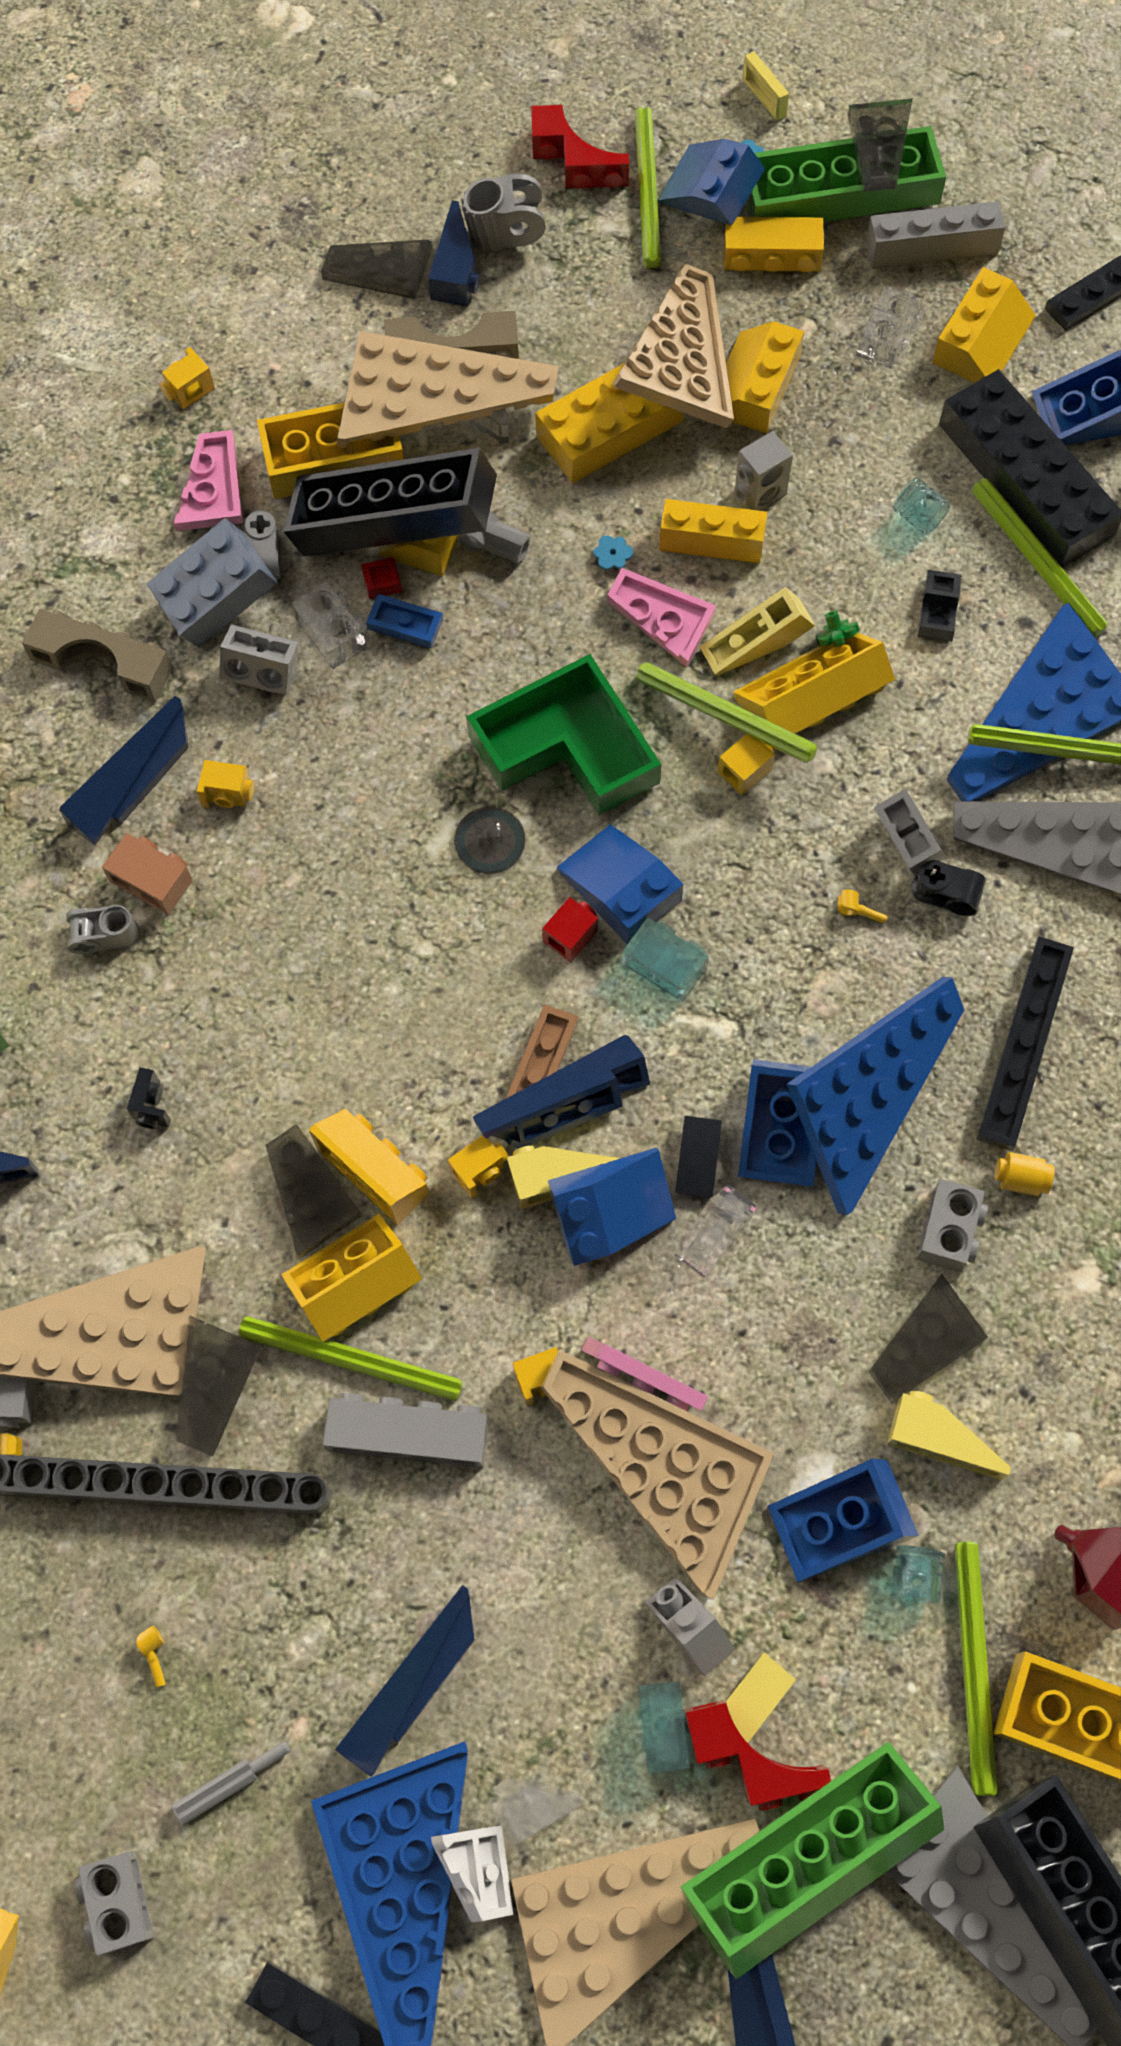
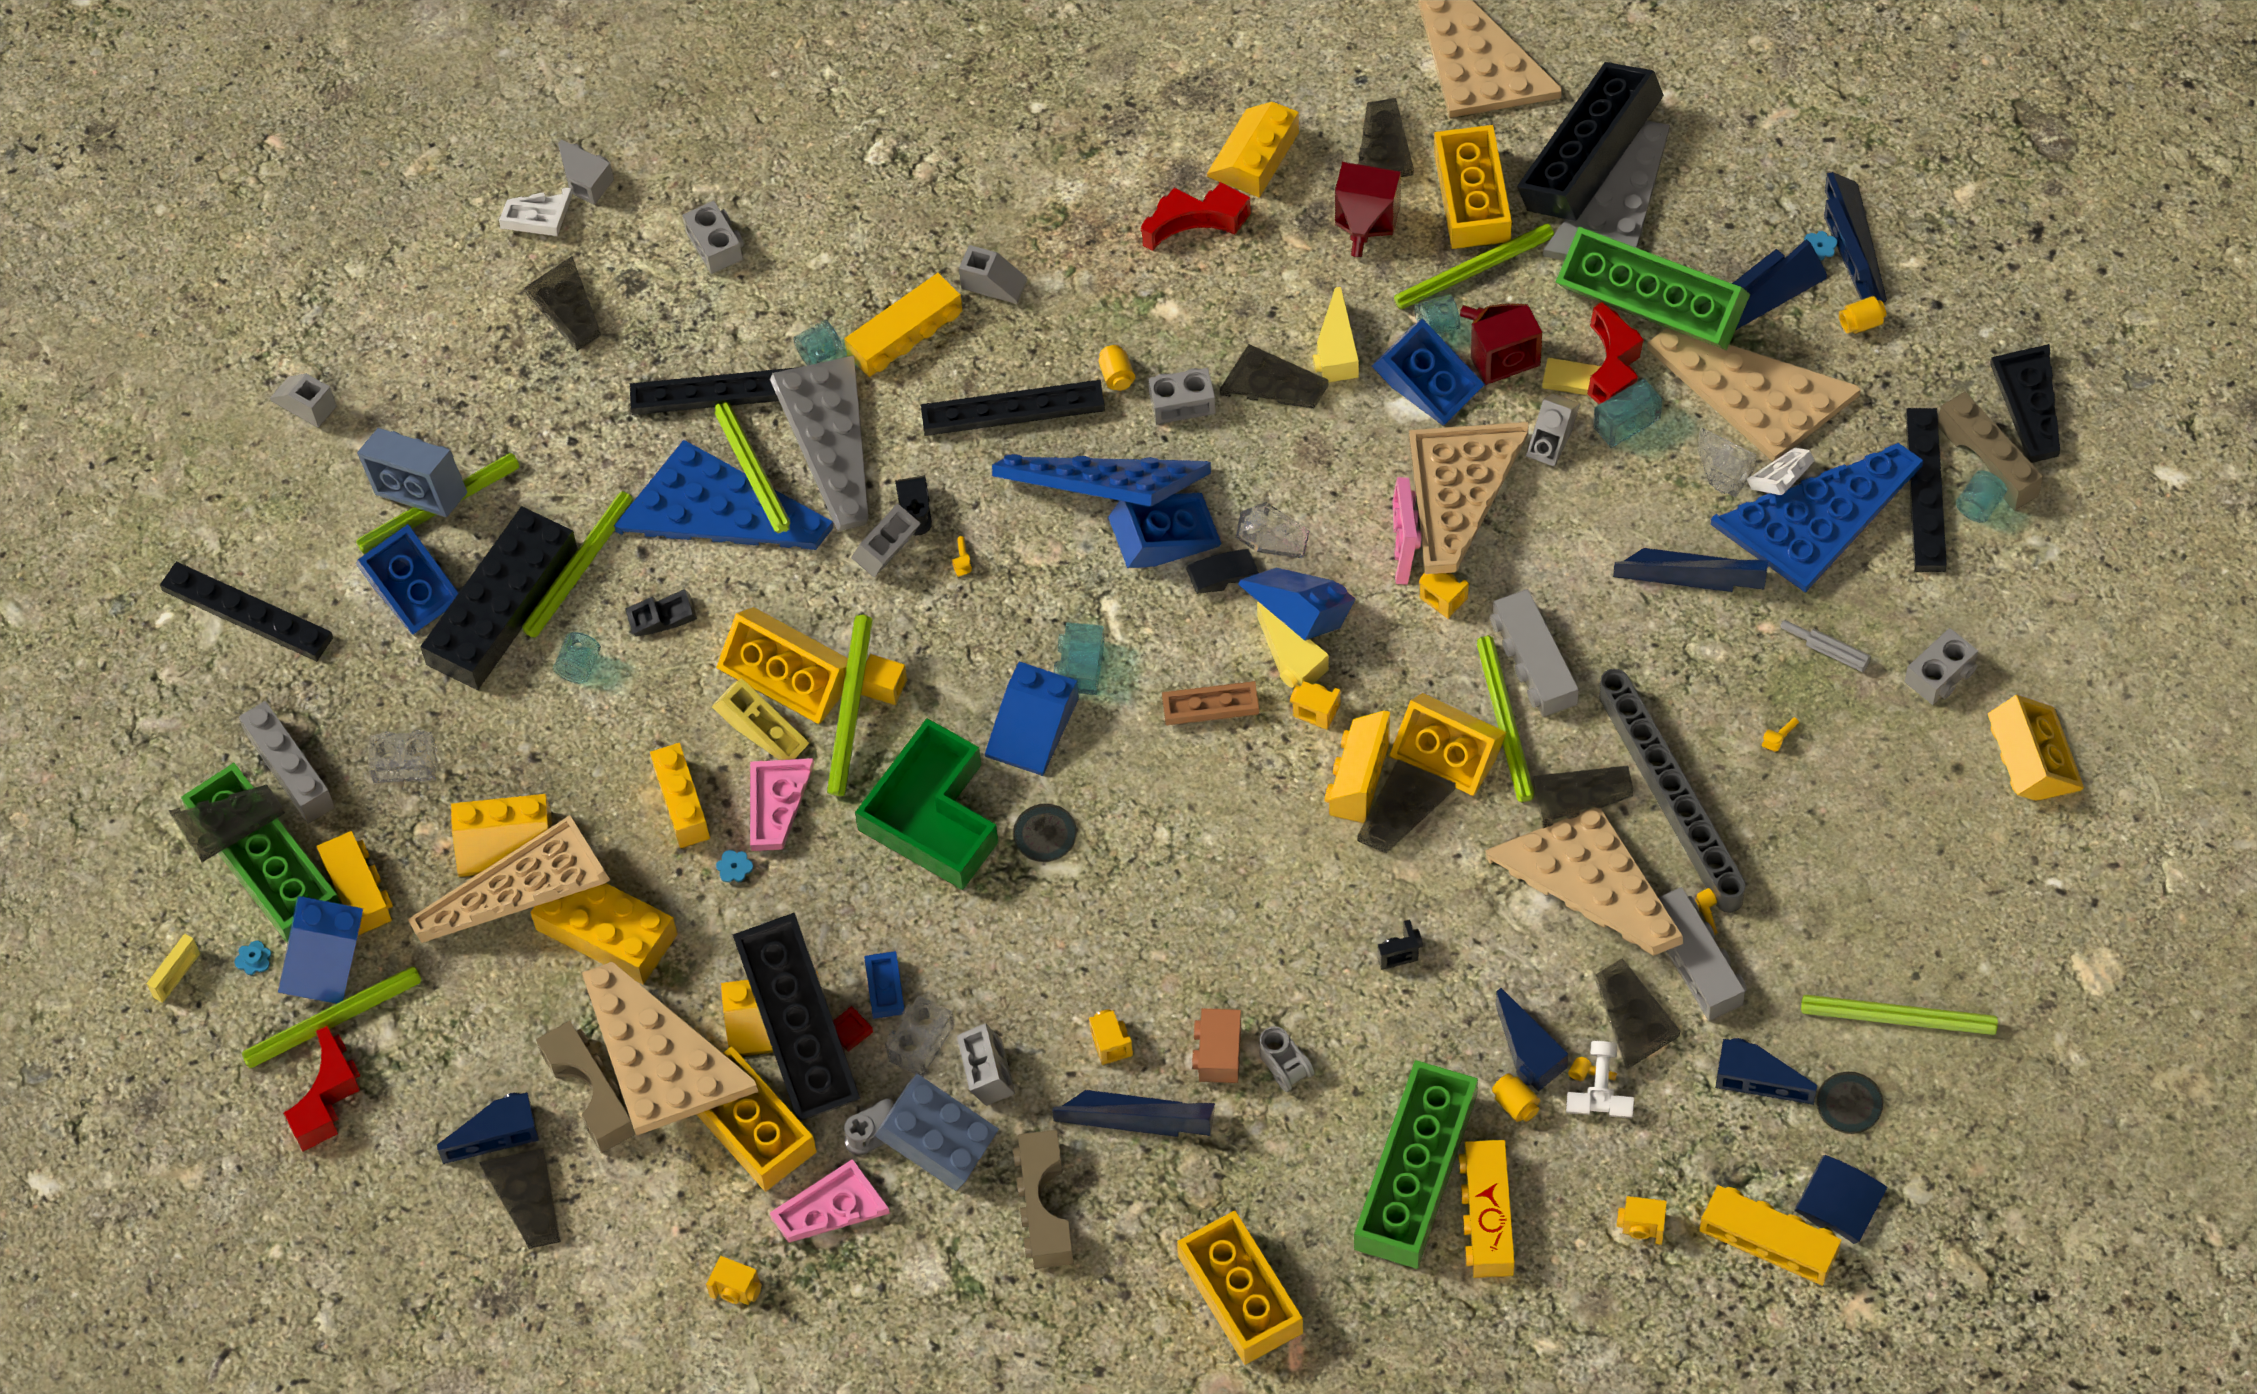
camera: 115 degrees left, 10 degrees down
(497, 217) = (442, 1098): light grey piece -> none
(567, 1096) = (1226, 668): dark blue wedge -> none
(570, 928) = (1092, 732): red brick -> none
(763, 472) = (609, 775): light grey brick -> none
(836, 630) = (727, 668): green plant -> none
(842, 1627) = (1503, 340): none -> dark red piece
(984, 328) = (370, 691): yellow slope -> none

